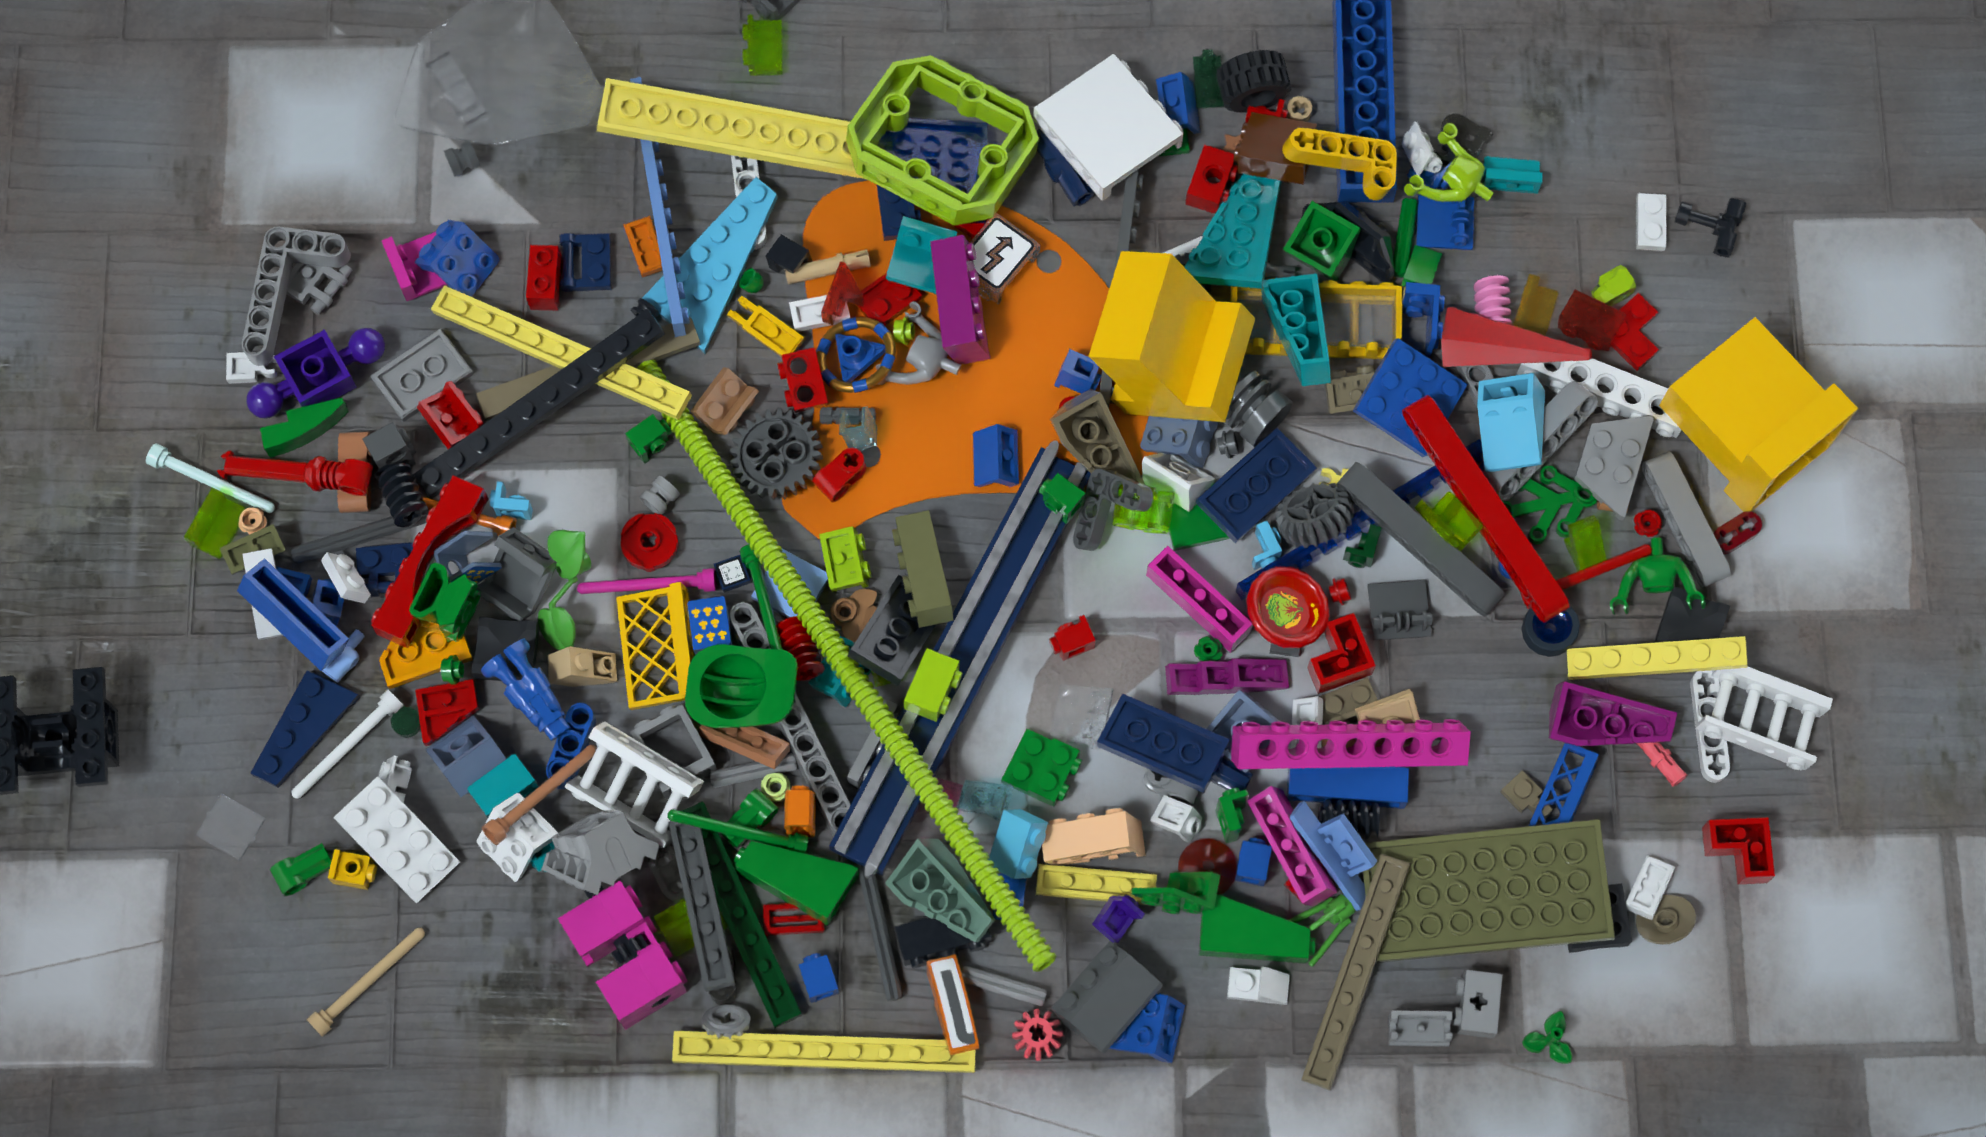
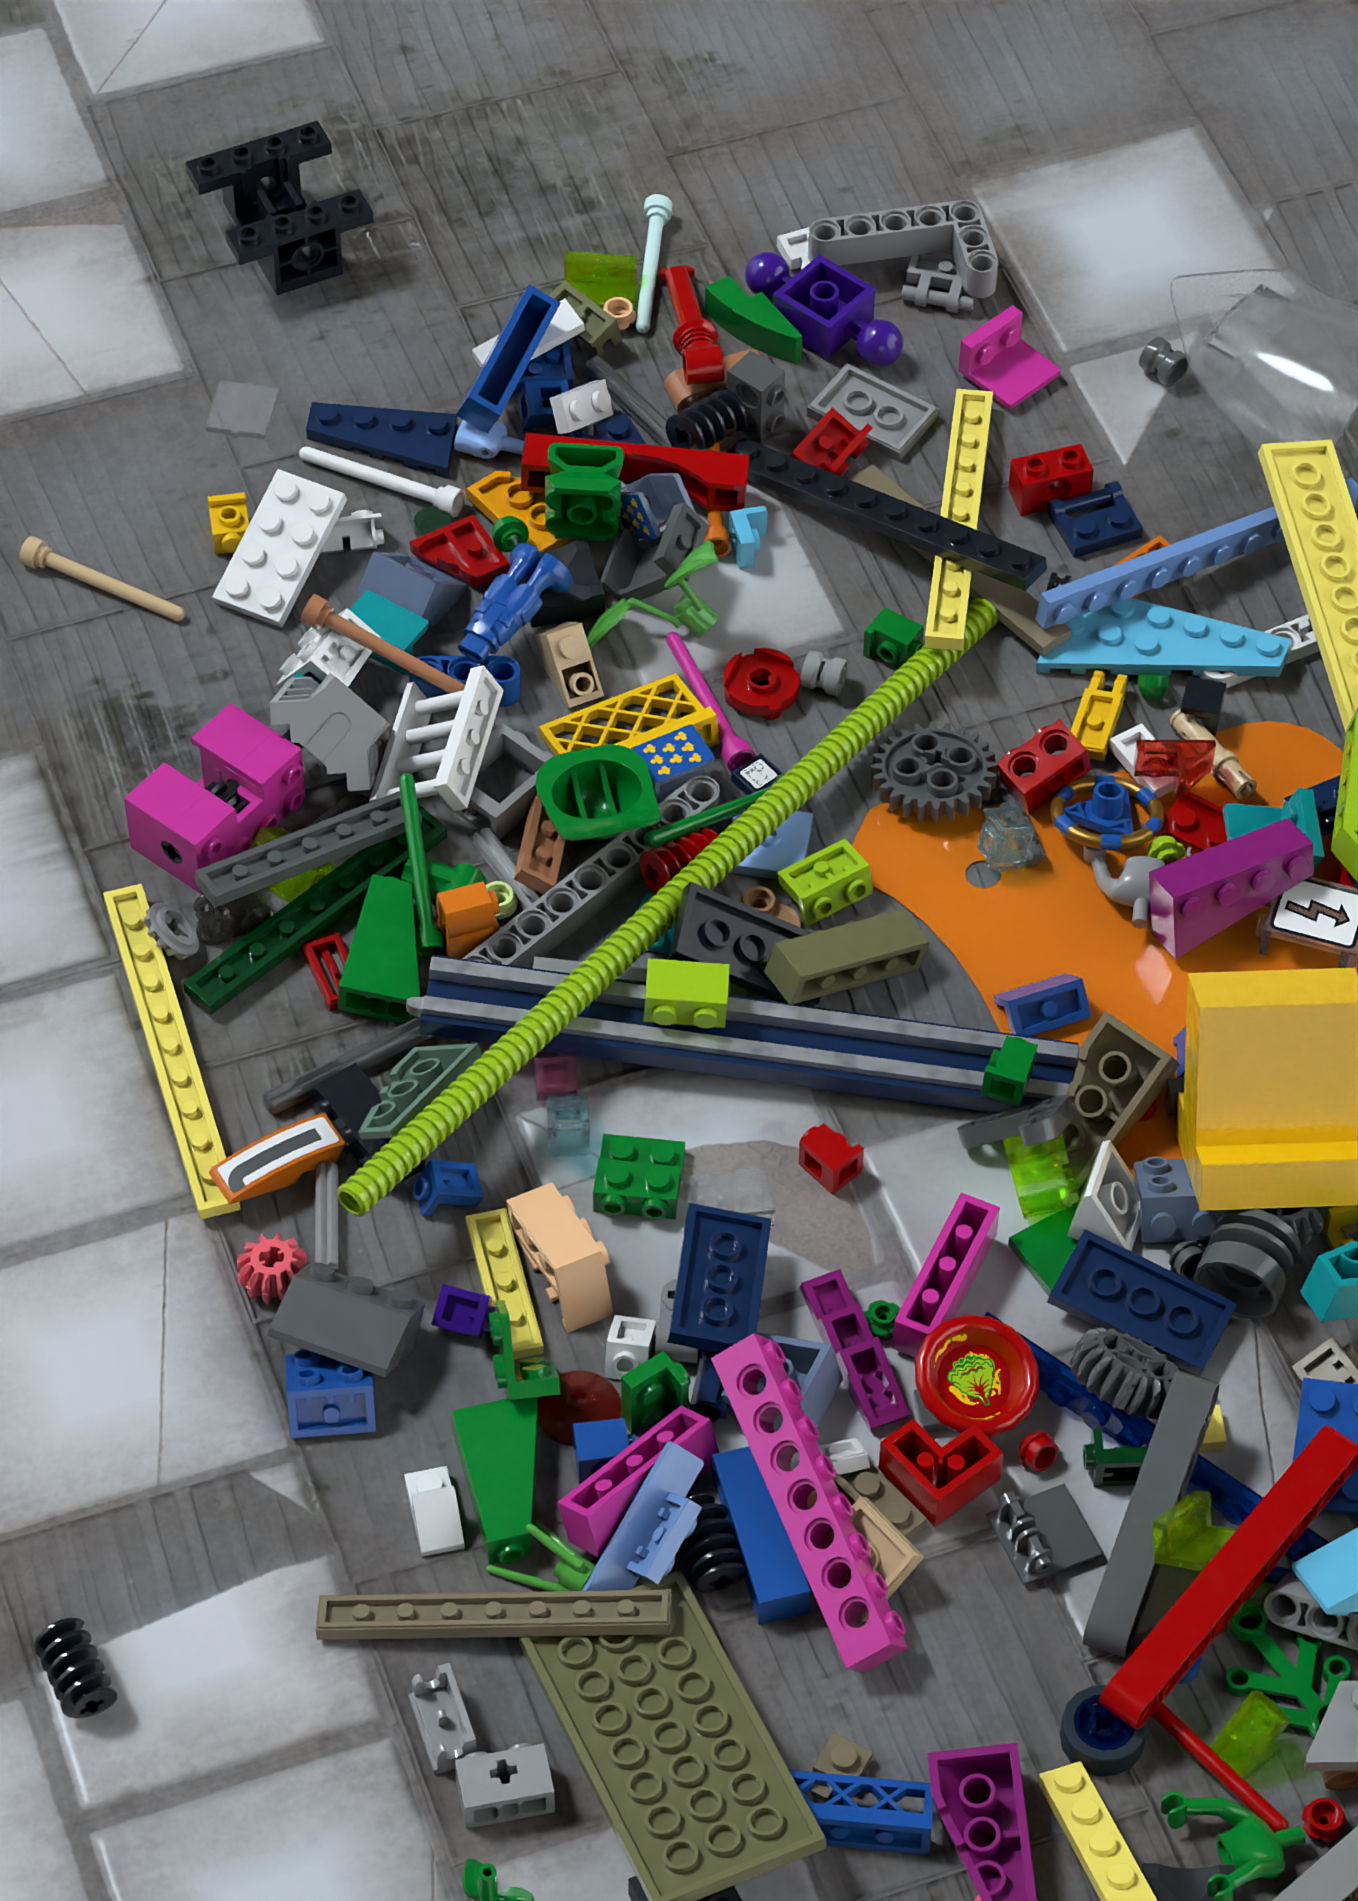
camera: 70 degrees right, 20 degrees down
(294, 873) = (207, 475): green piece -> none
(458, 257) = (1031, 395): blue bracket -> none
(724, 402) = (977, 697): medium nougat bracket -> none
(818, 977) = (263, 1012): blue brick -> none
(838, 477) = (936, 841): red piece -> none
(1018, 843) = (517, 1161): medium azure brick -> none
(1269, 541) = (1064, 1340): medium azure bracket -> none

